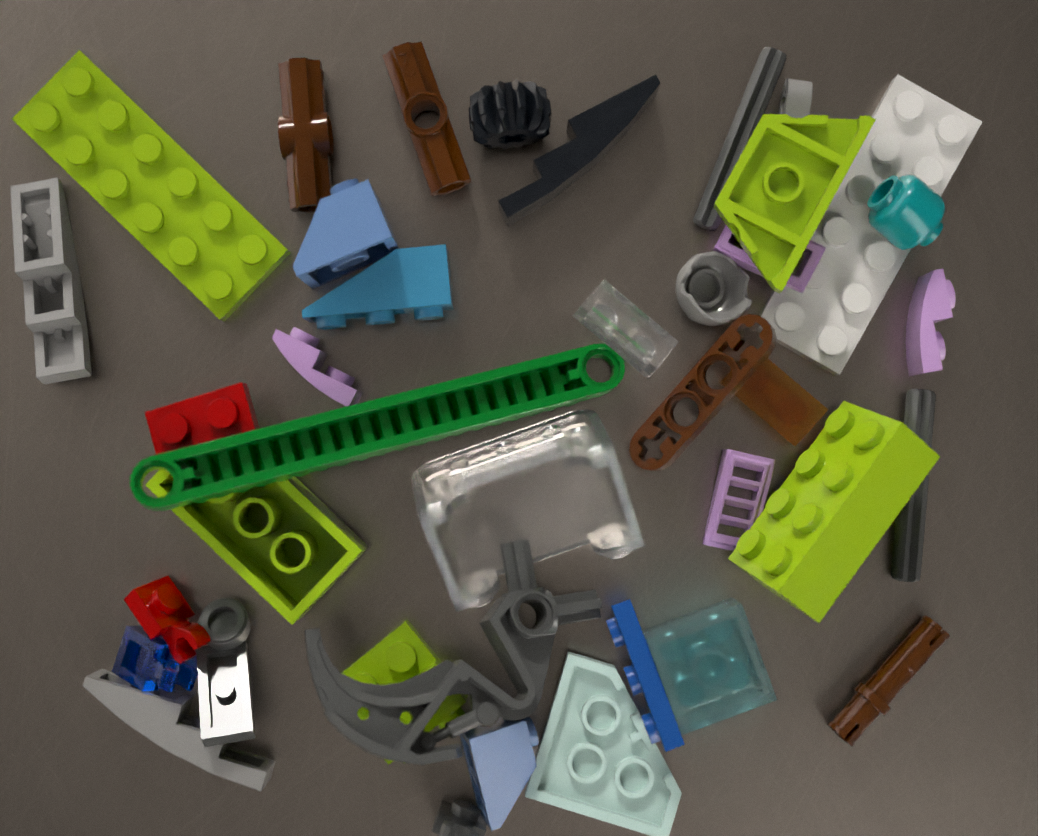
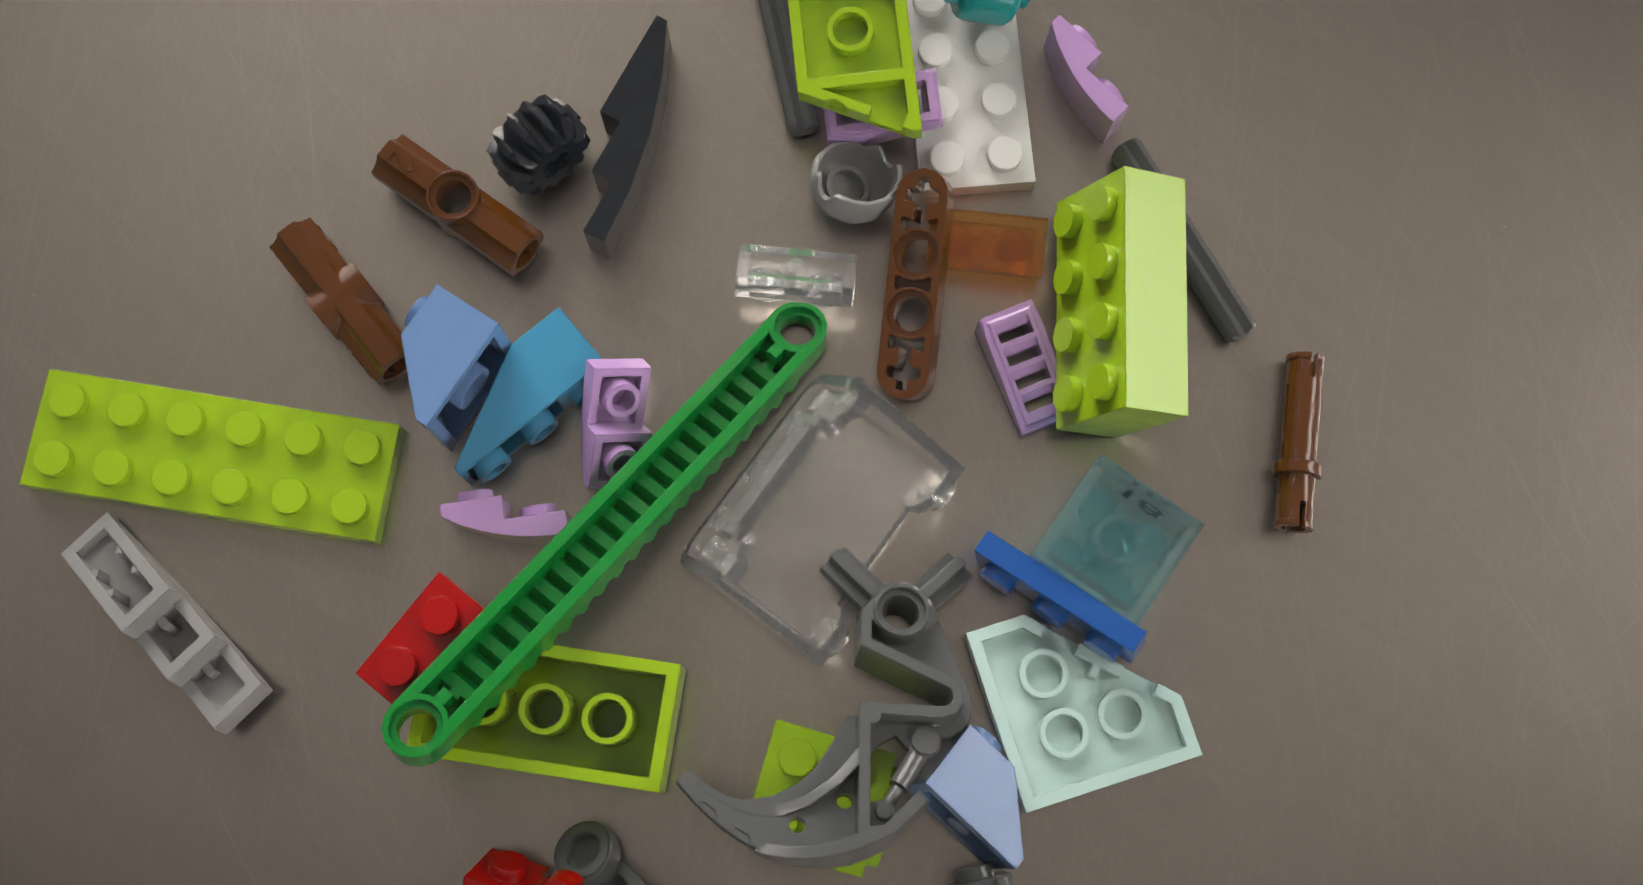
camera: 40 degrees left, 10 degrees down
(432, 346) = (612, 416): none -> lavender slope

